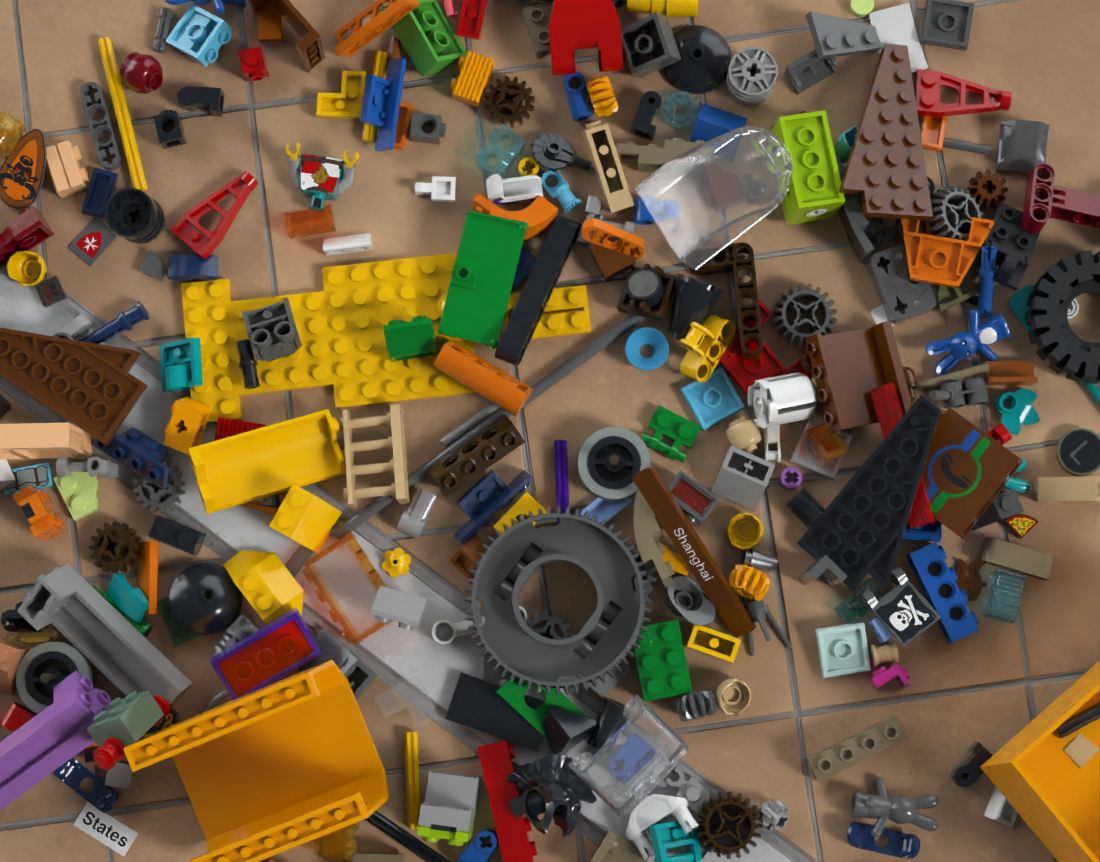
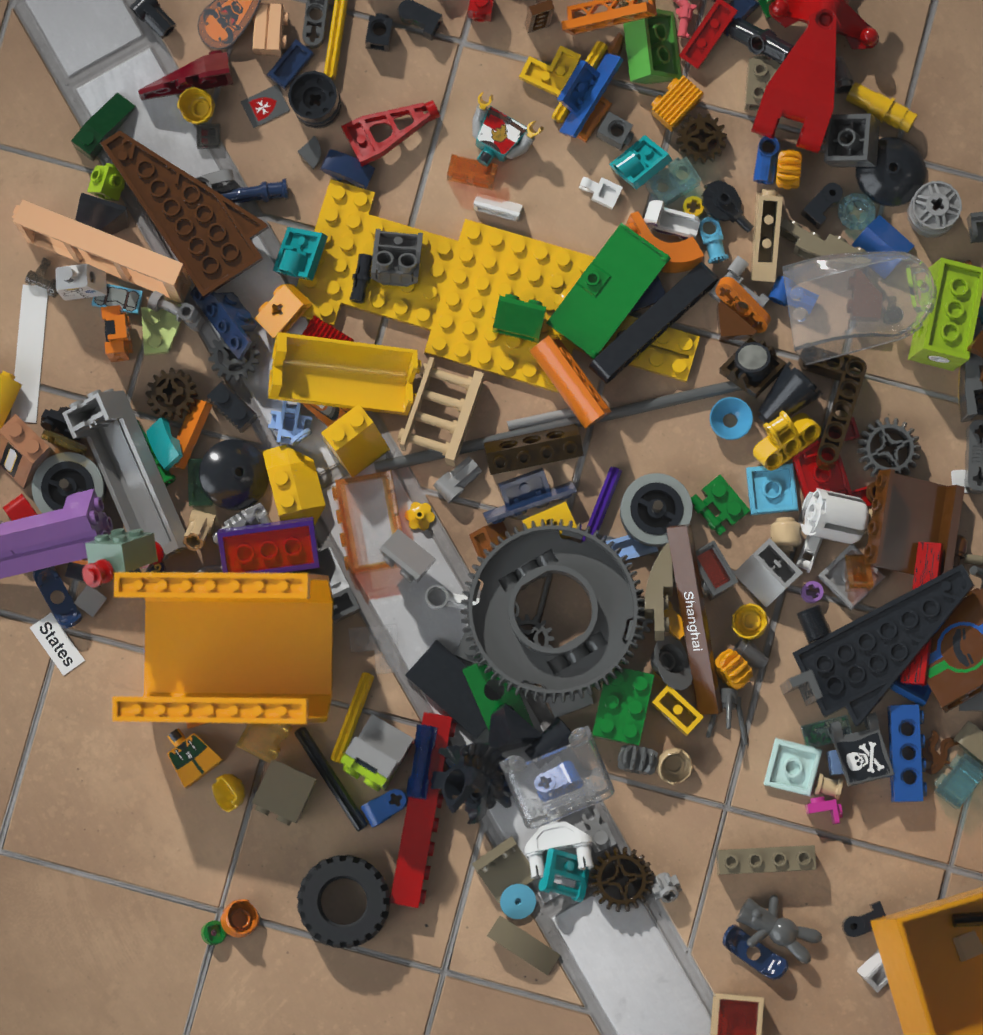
camera: 15 degrees right, 0 degrees up
(193, 661) = (199, 527): none -> tan piece
(242, 528) = (293, 425): none -> light blue piece
(462, 147) = (640, 162): none -> teal plate
(490, 777) = (424, 744): none -> clear blue axle

